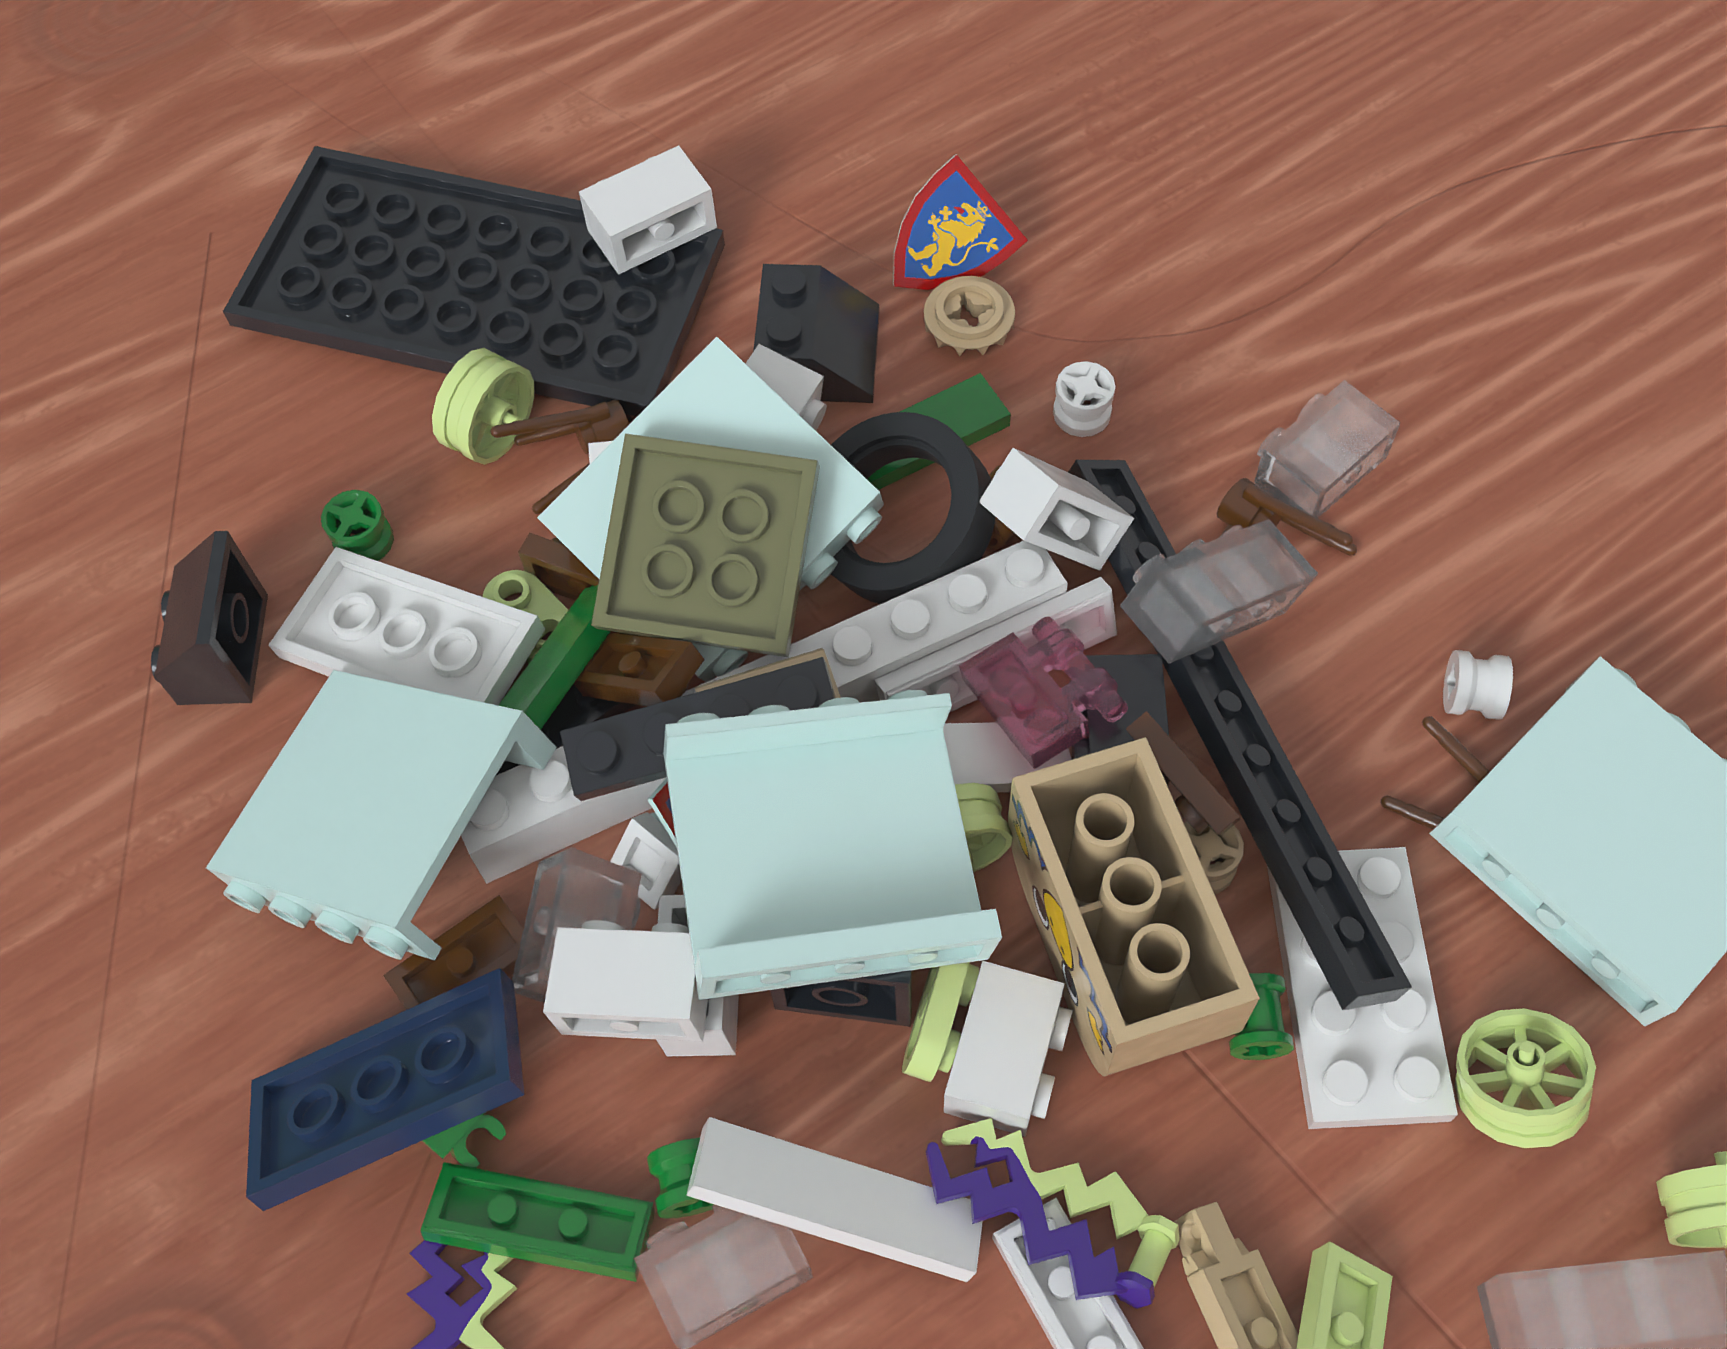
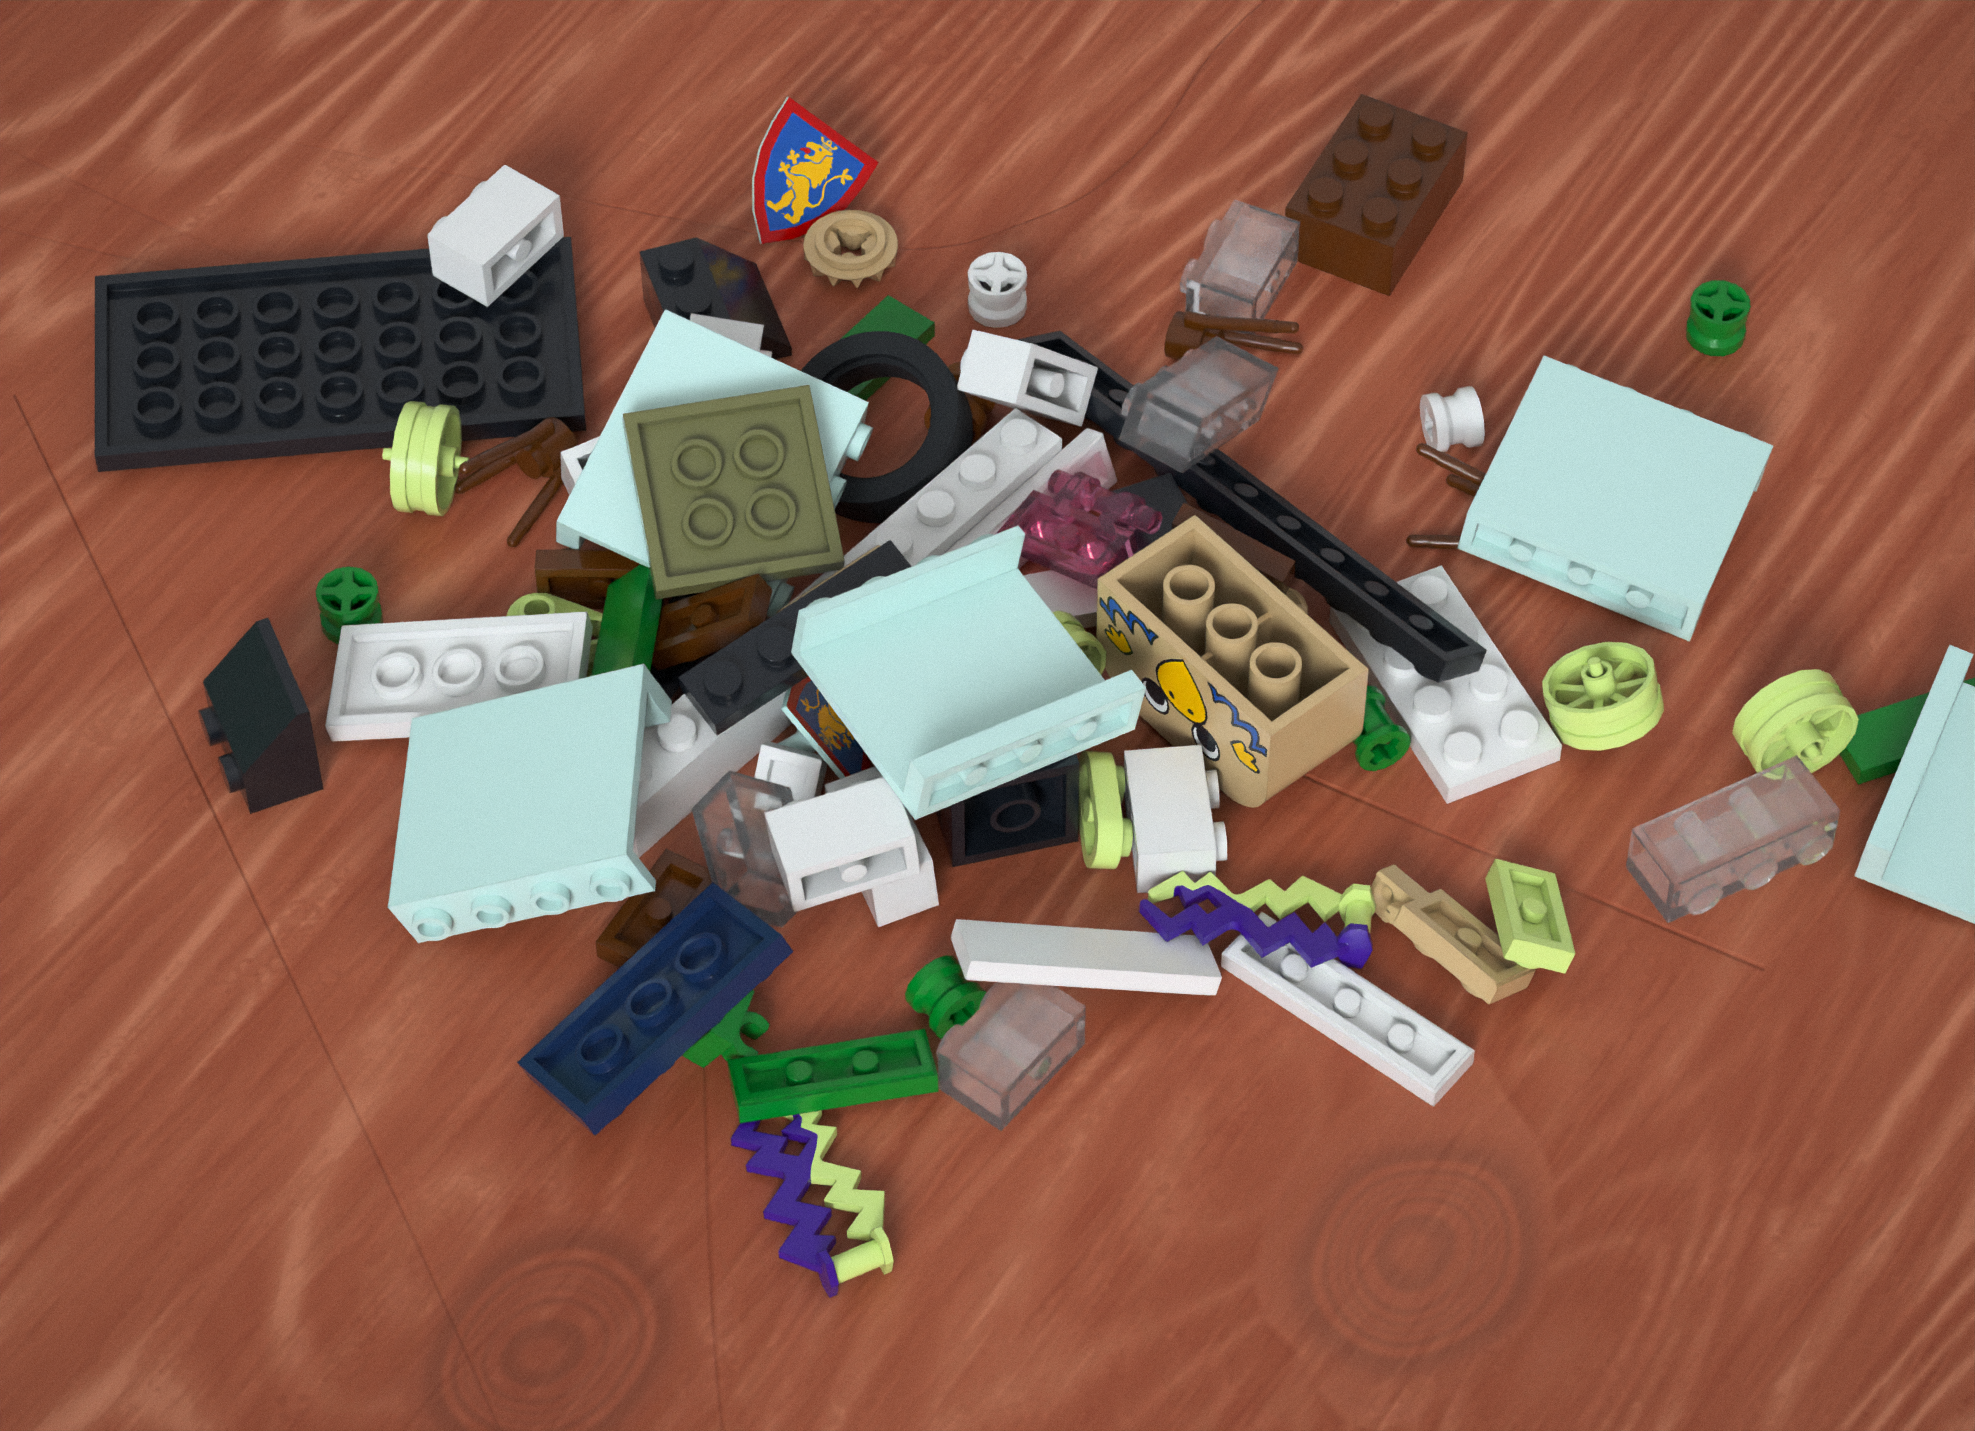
camera: 25 degrees left, 10 degrees down
(1491, 413) = (1376, 193): none -> reddish brown brick

